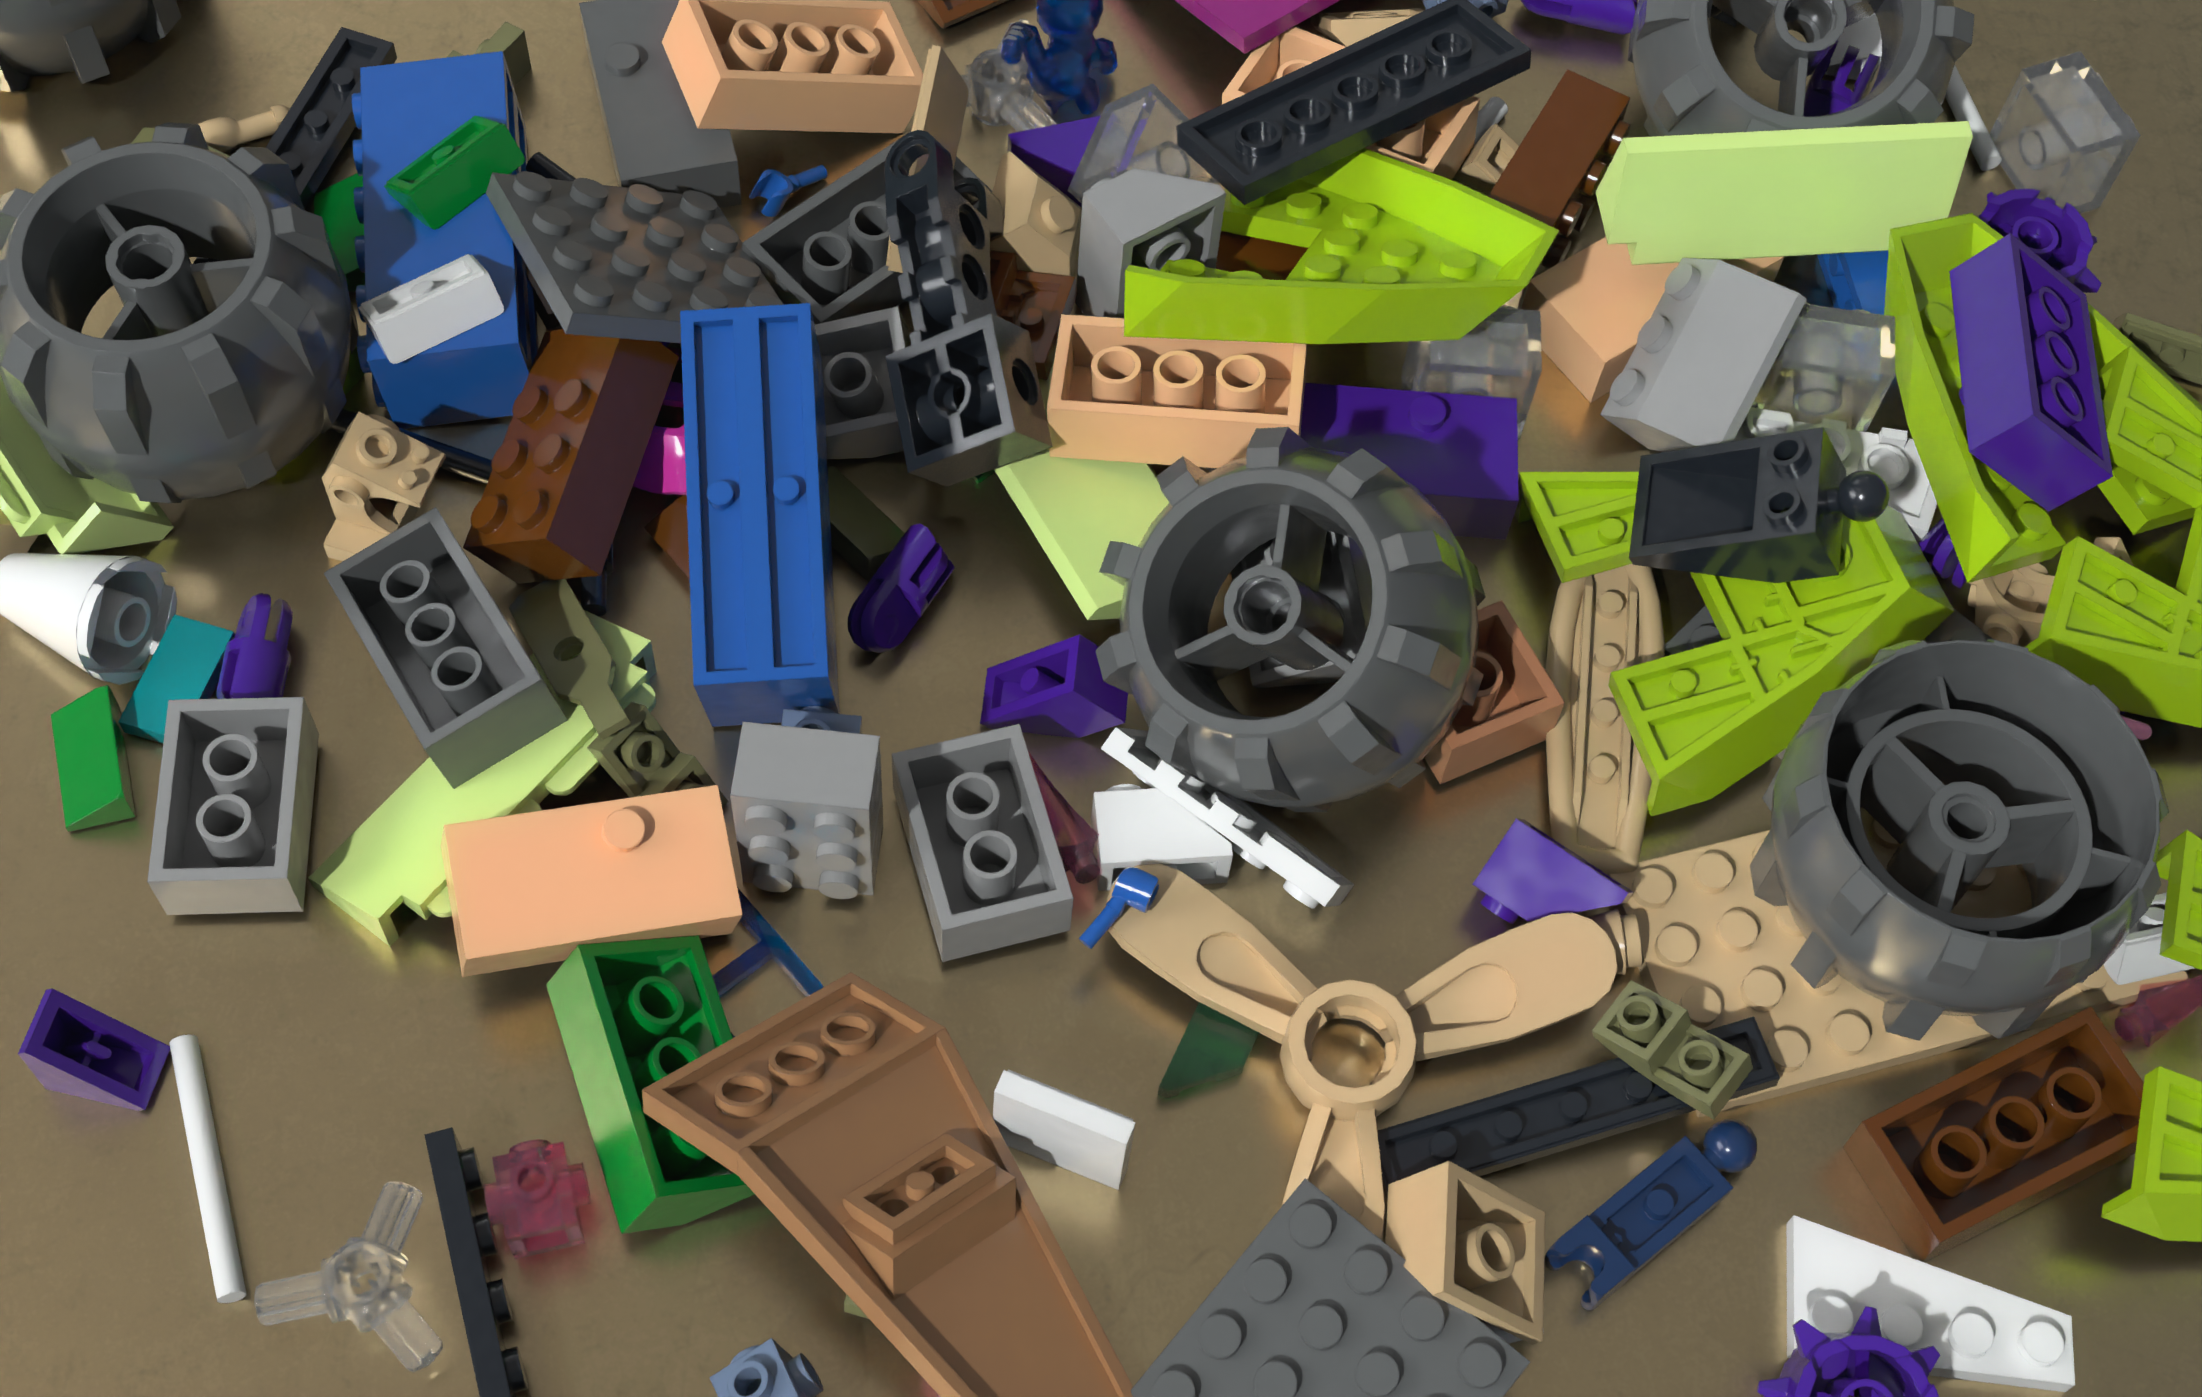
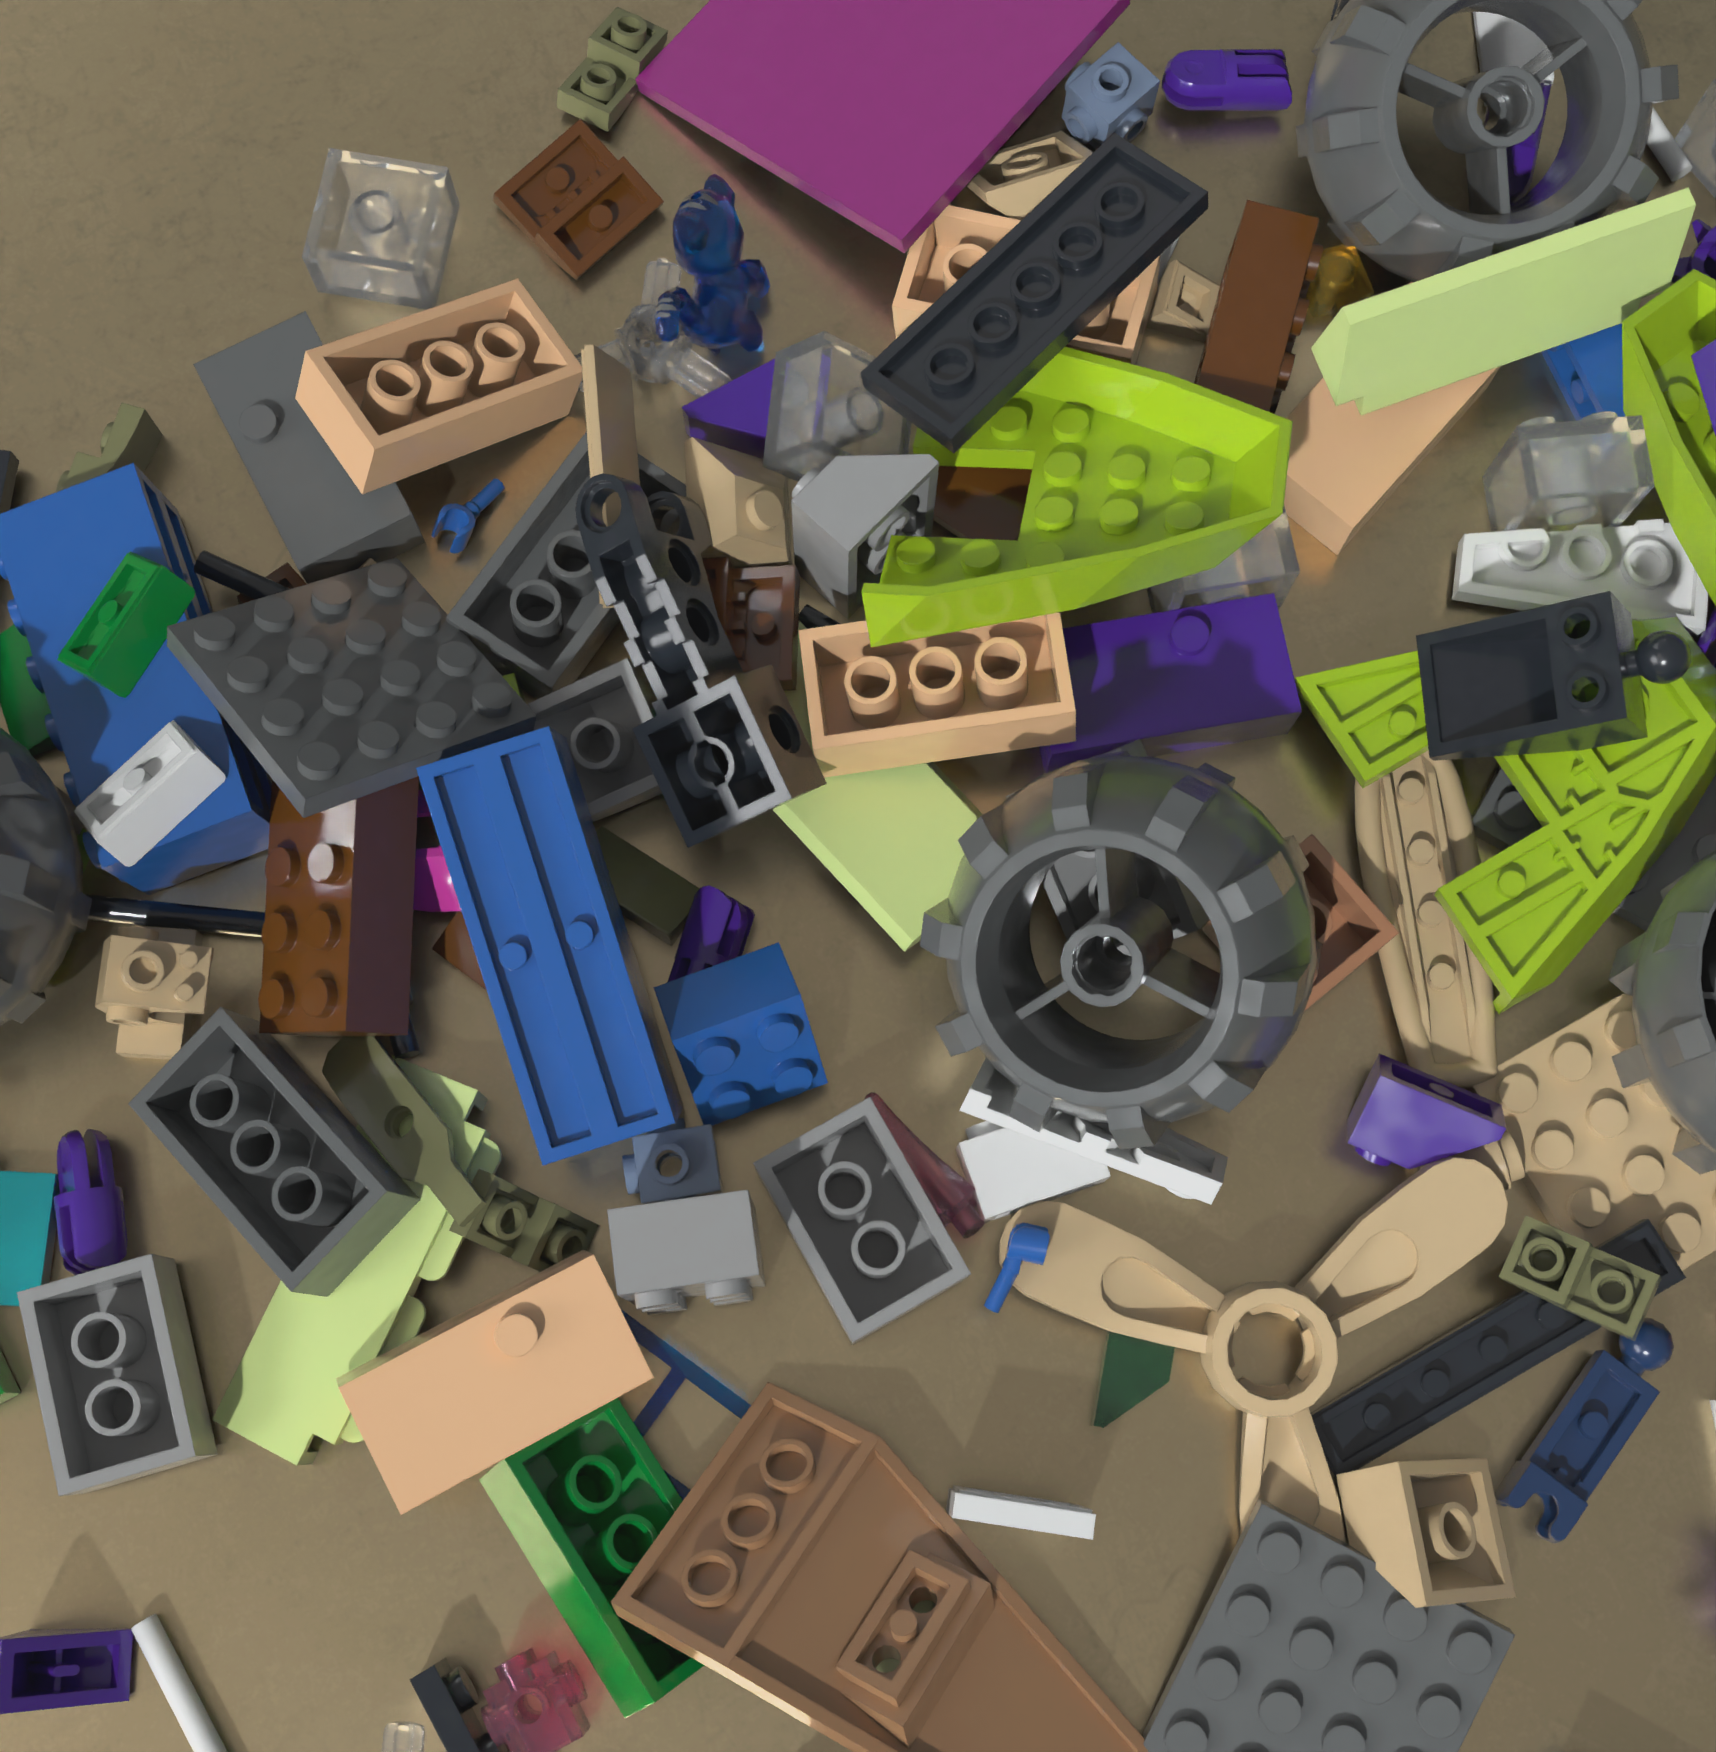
camera: 10 degrees left, 15 degrees up
(913, 648) = (741, 1034): none -> blue brick
(1053, 692) = (884, 1030): dark purple slope -> none
(1702, 356) = (1455, 505): light grey slope -> none

